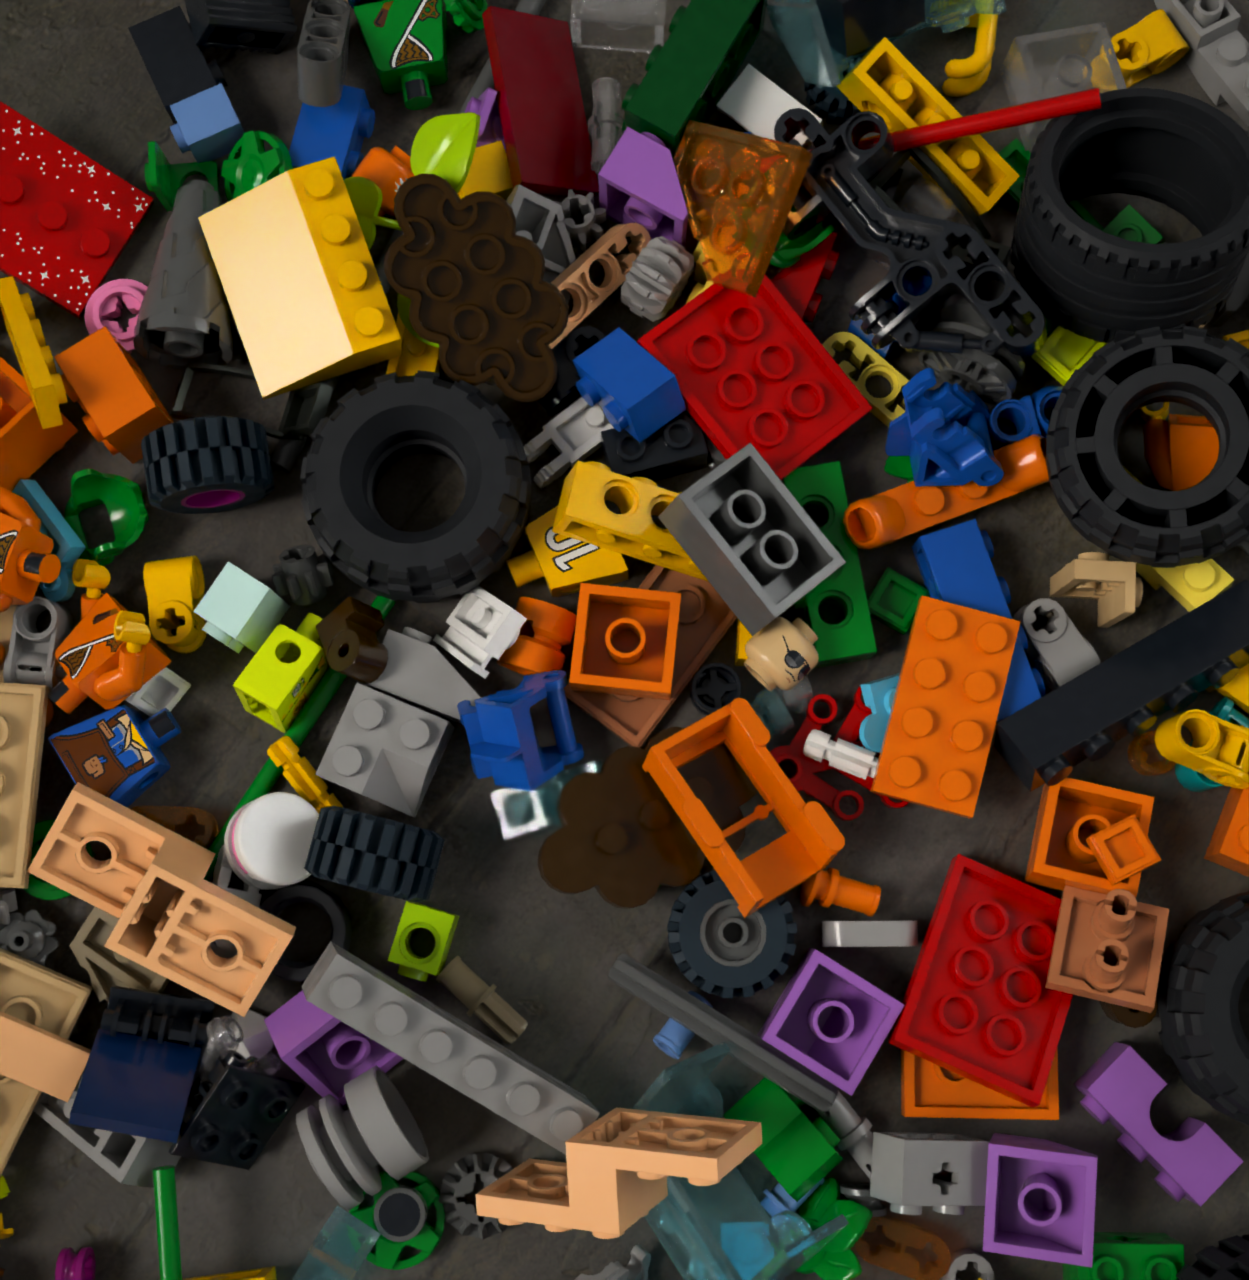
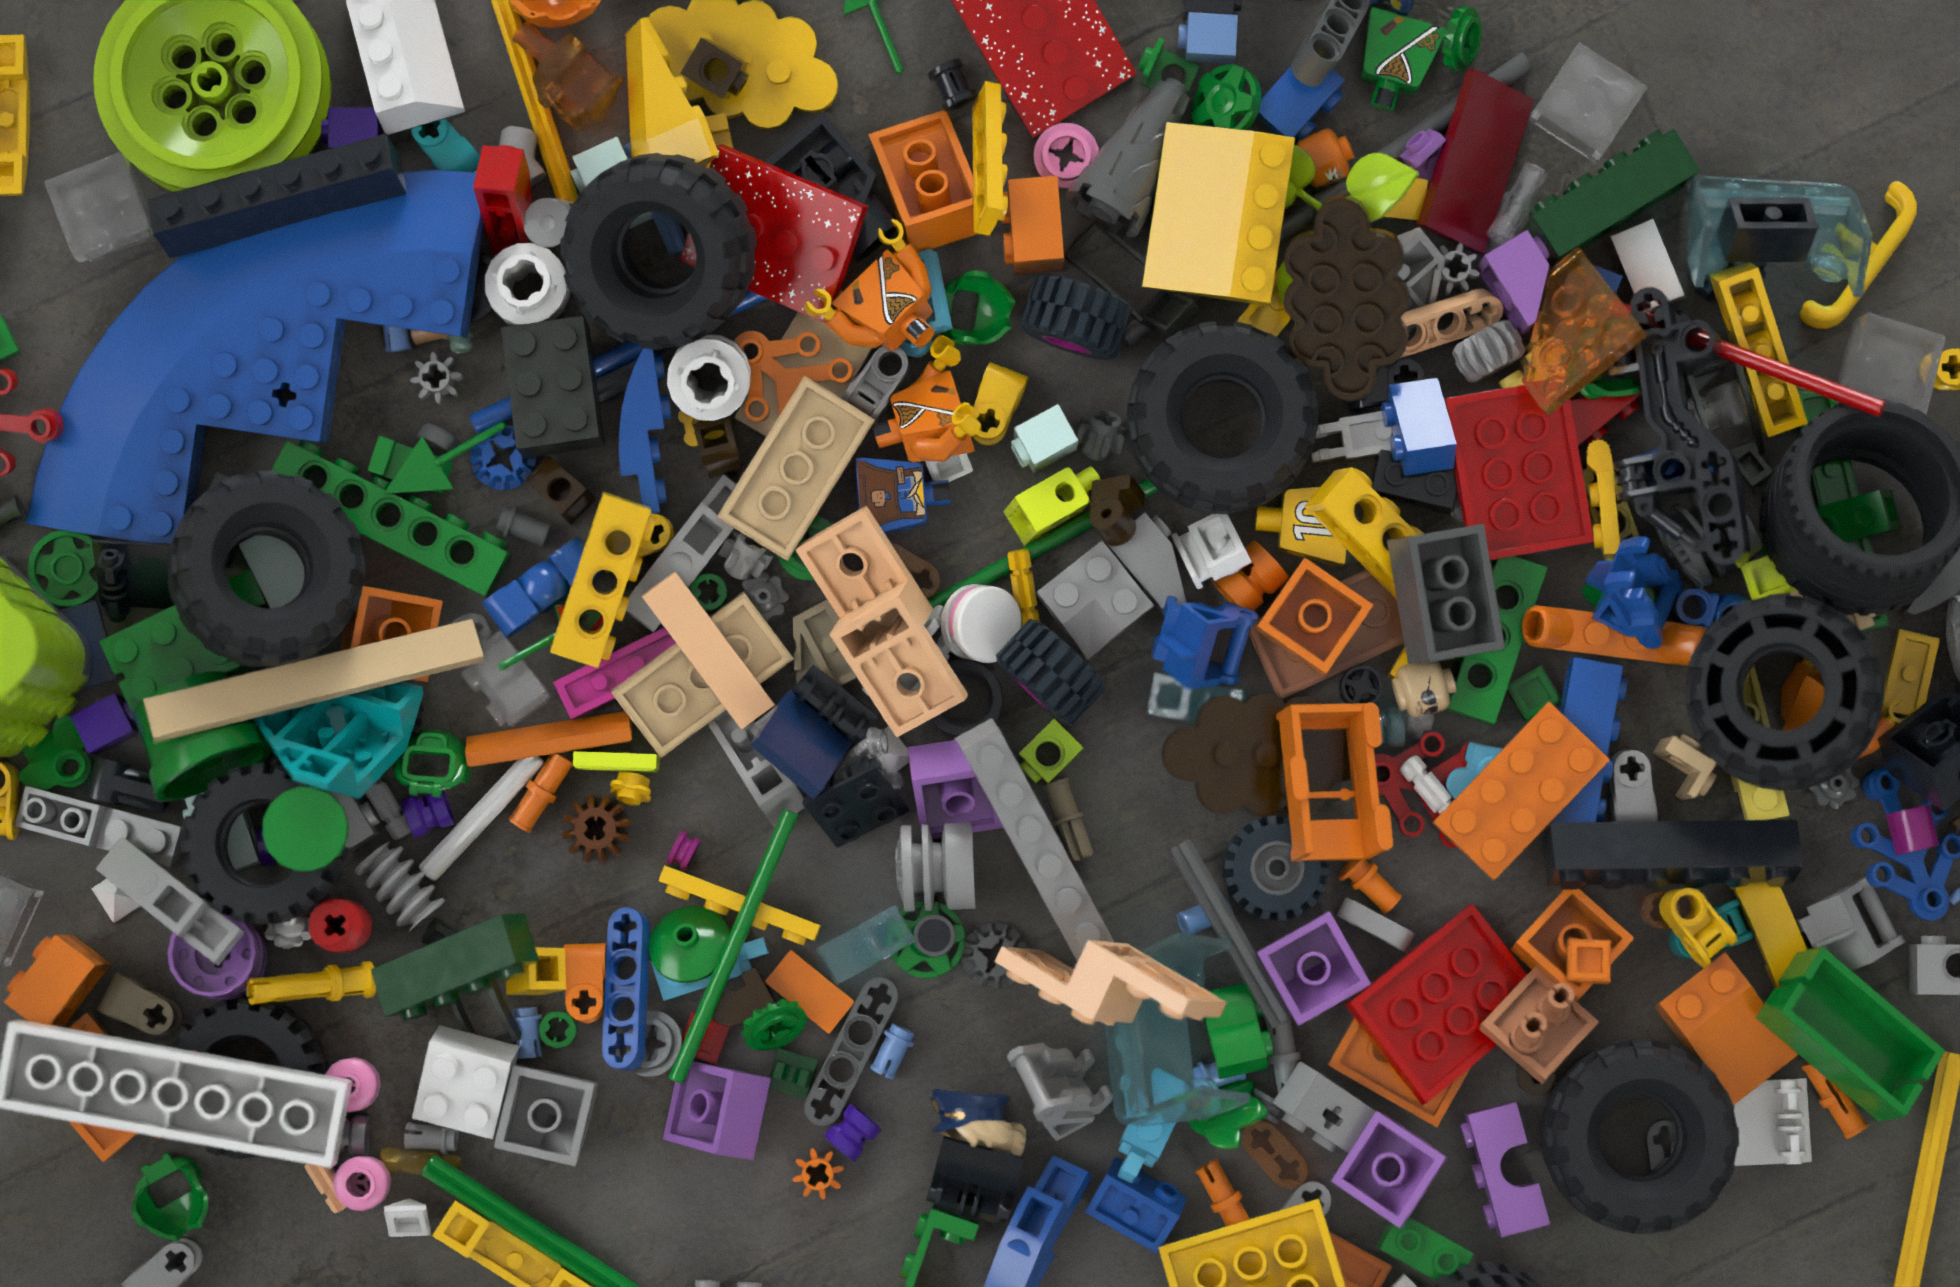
camera: 30 degrees right, 5 degrees up
(857, 359) = (1603, 496): none -> yellow hinge

